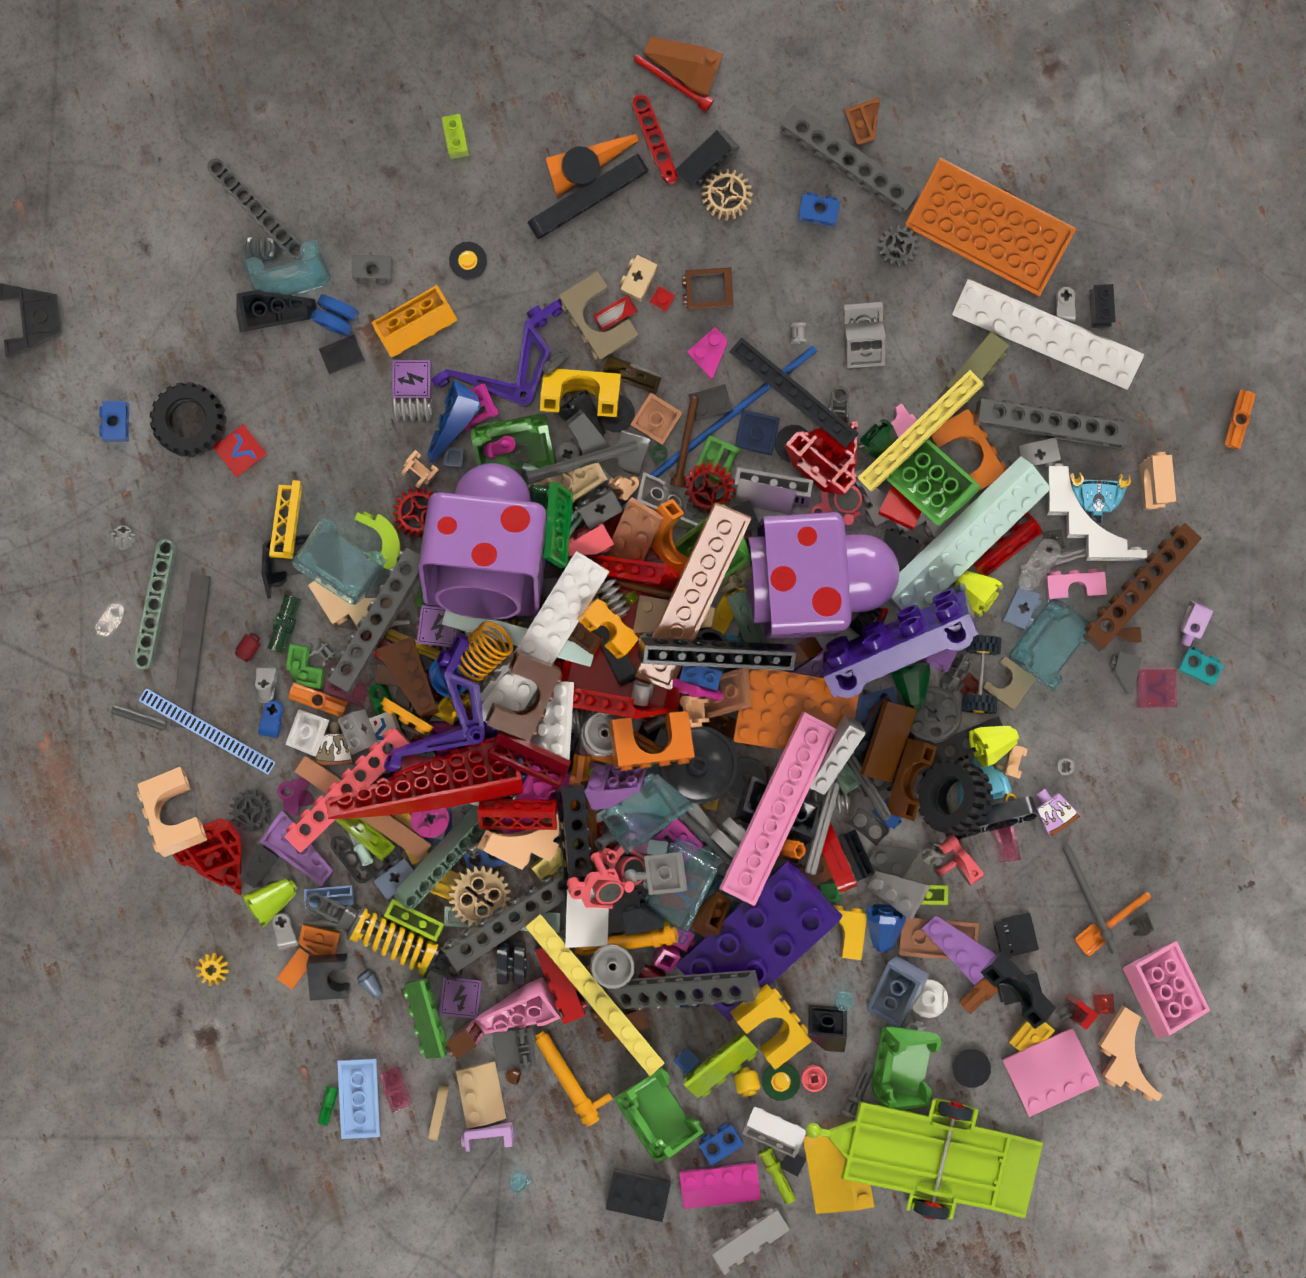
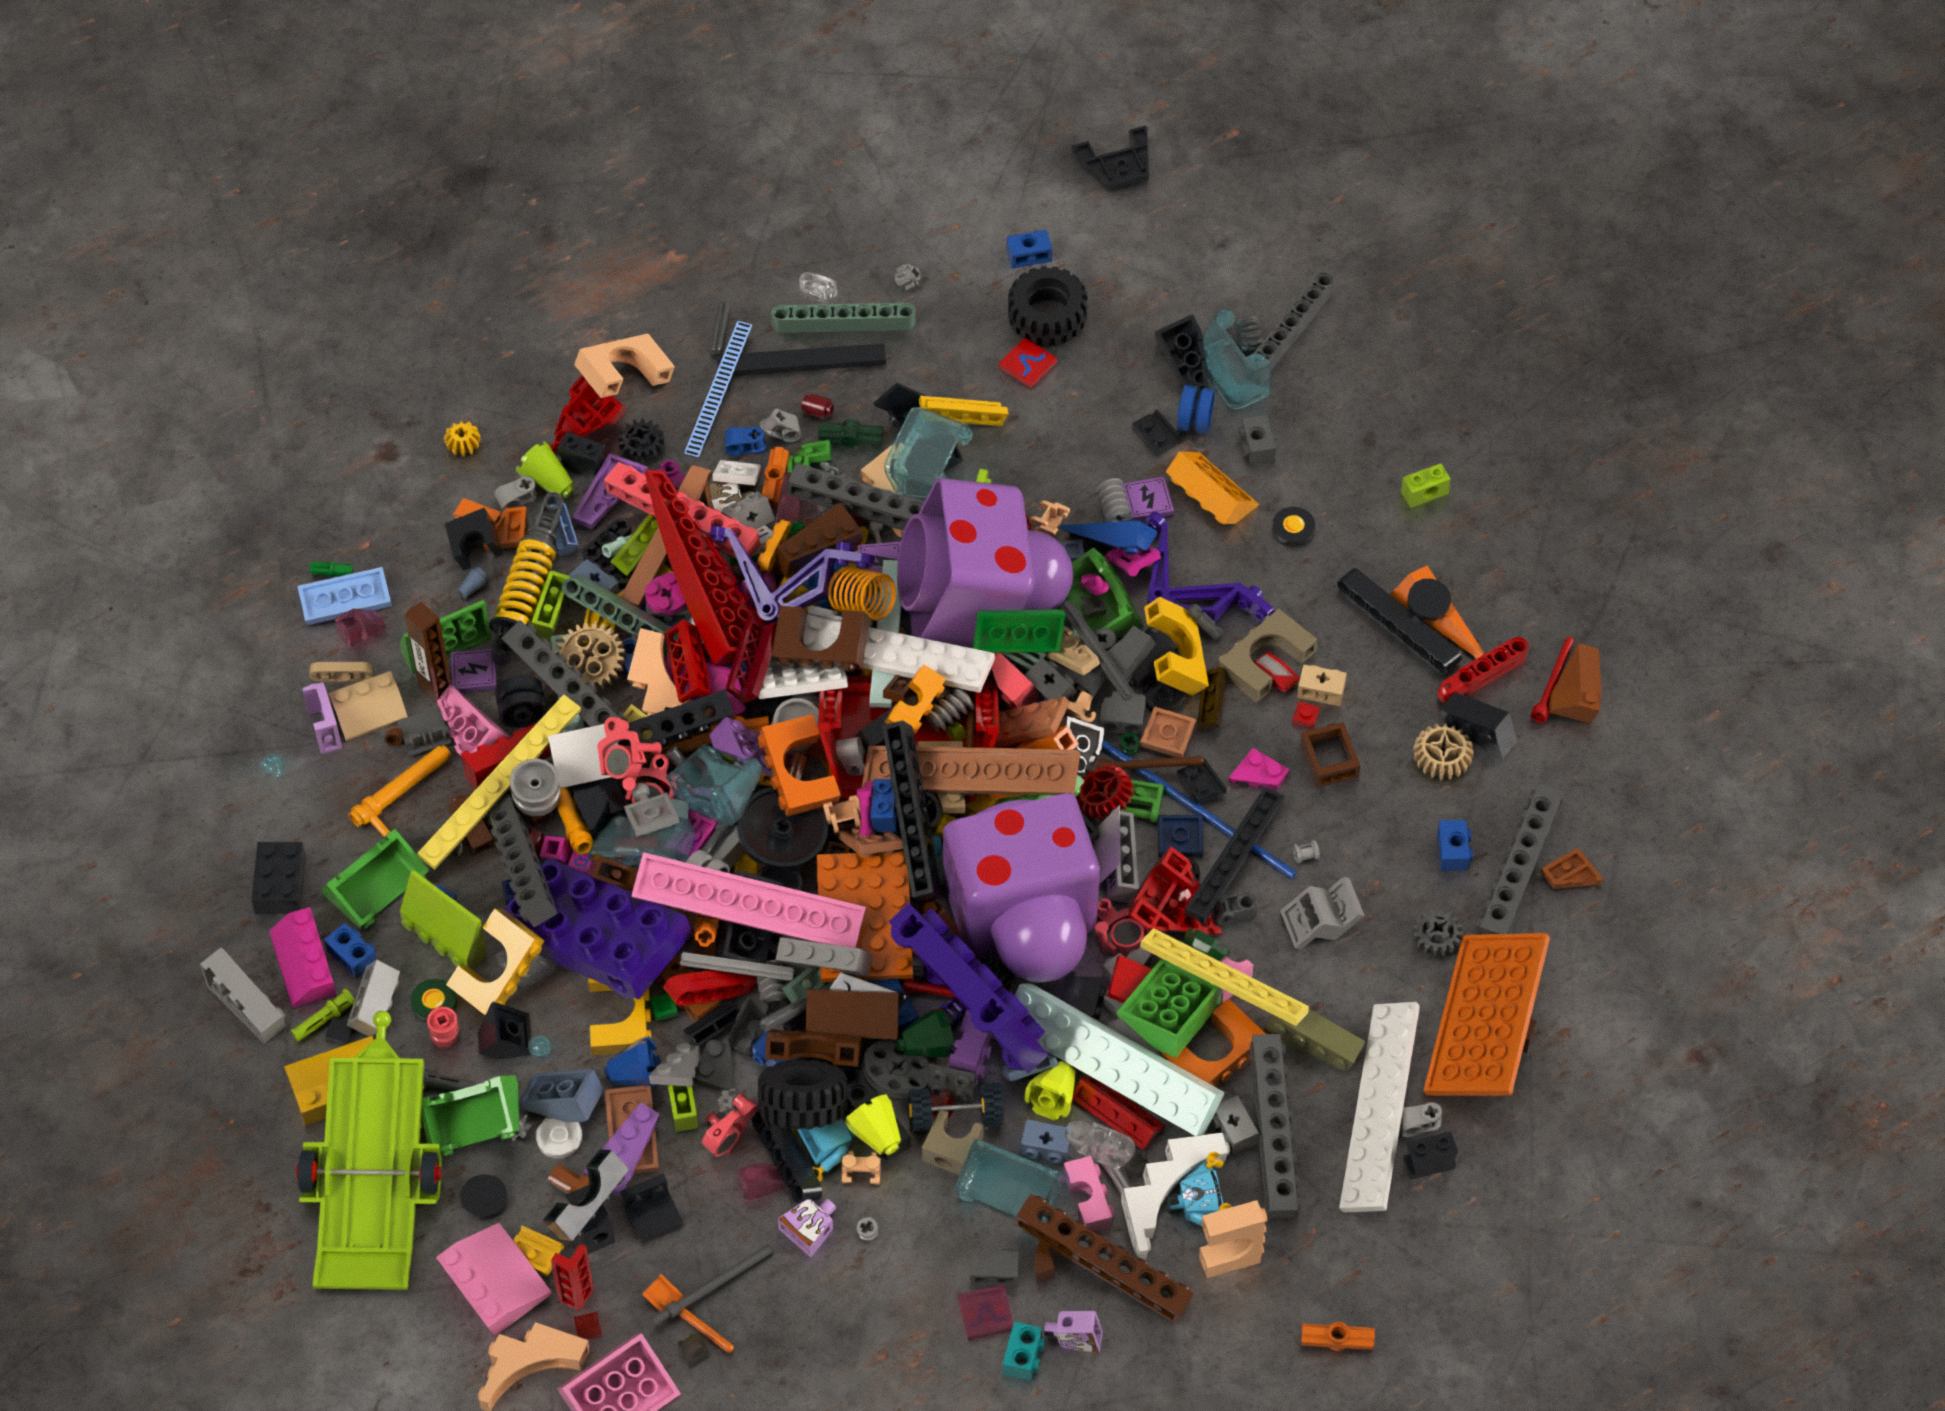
camera: 75 degrees right, 30 degrees down
(747, 1082) = (426, 962): yellow head -> none

